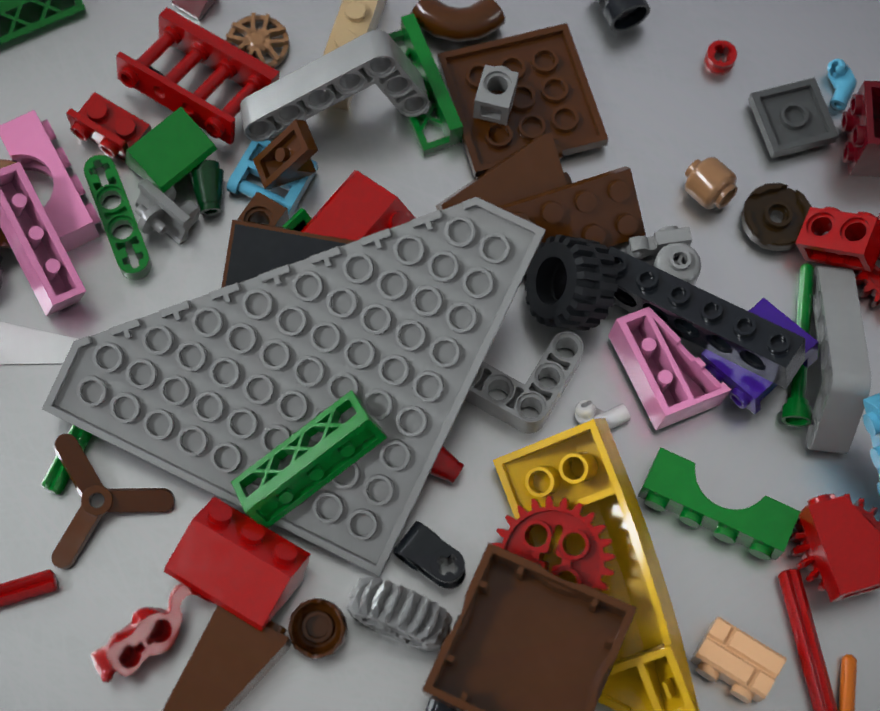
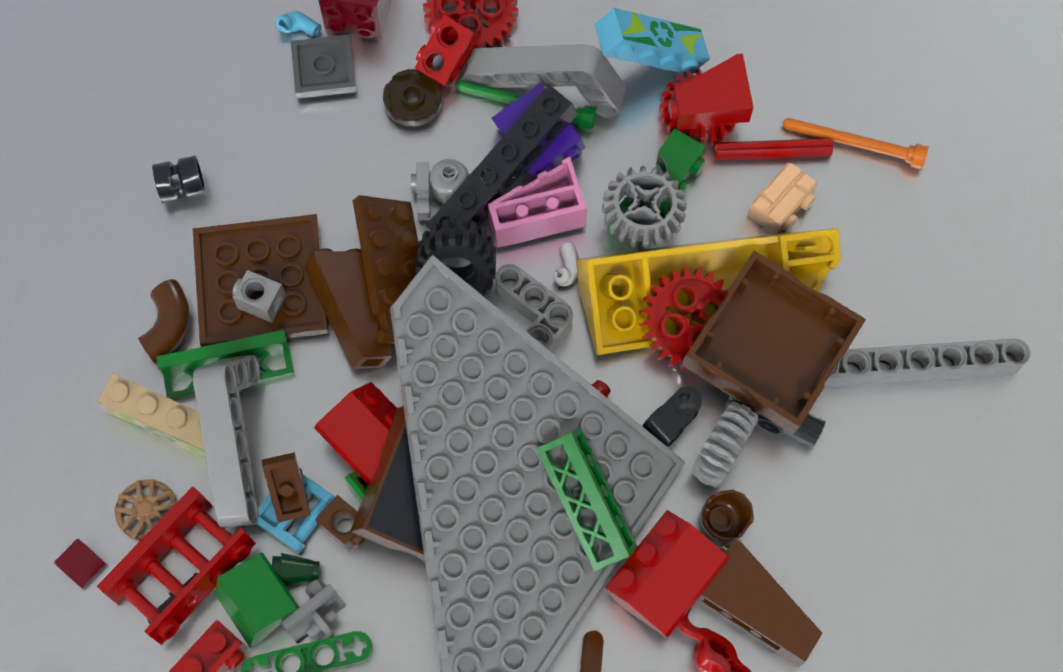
camera: 80 degrees left, 0 degrees up
(690, 492) = (635, 187): none -> light grey gear
(710, 183) = (374, 140): medium nougat head -> none
(721, 47) = (257, 105): red bush -> none

